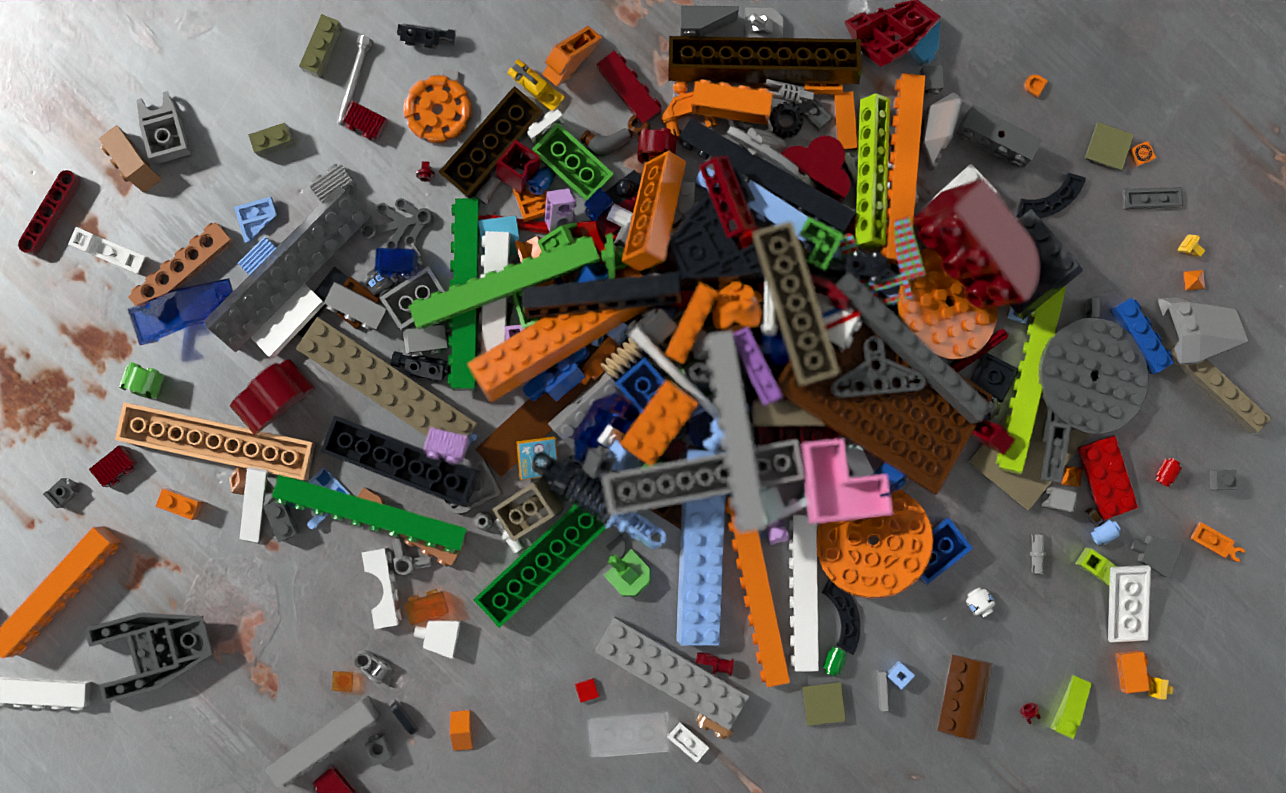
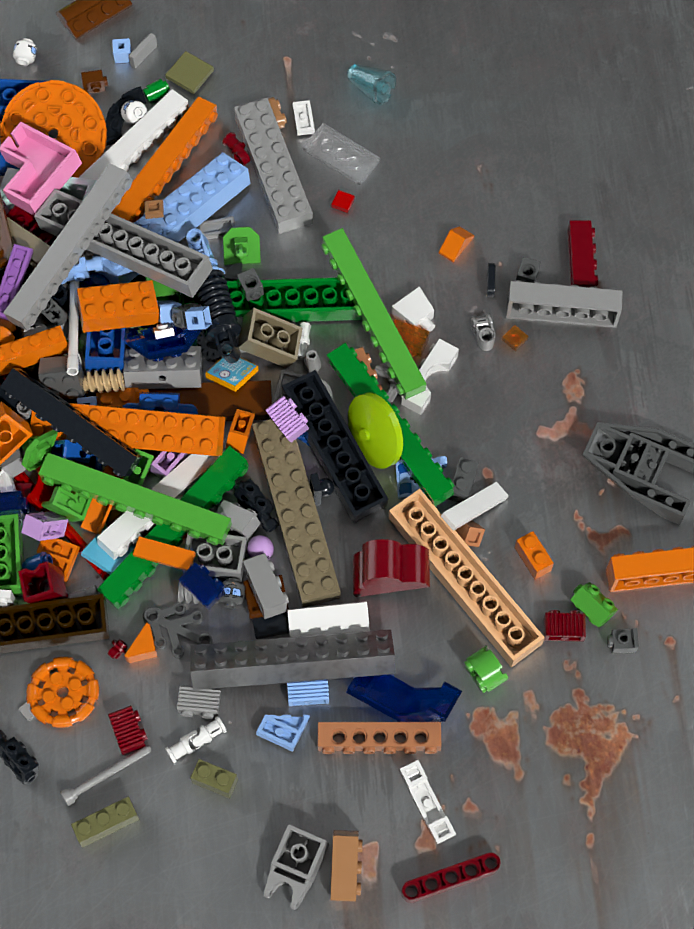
camera: 145 degrees left, 20 degrees down
(103, 501) = (593, 604): none -> bright green brick
(311, 153) = (203, 735): none -> white piece
(373, 496) = (375, 430): none -> lime dish
(381, 418) = (320, 488): none -> black tile
(388, 335) = (260, 545): none -> lavender piece
(408, 188) = (142, 647): none -> orange slope
(448, 263) = (164, 553): none -> orange tile
(461, 597) = (374, 314): none -> bright green brick
(483, 412) = (240, 430): none -> orange brick
(581, 462) = (195, 318): none -> light blue piece
(588, 537) = (250, 278): none -> dark grey brick
(666, 577) = (217, 227): none -> light grey tile
(716, 536) = (154, 209): none -> medium nougat tile
(831, 622) = (133, 111): none -> white head
(893, 623) = (94, 81): none -> reddish brown brick

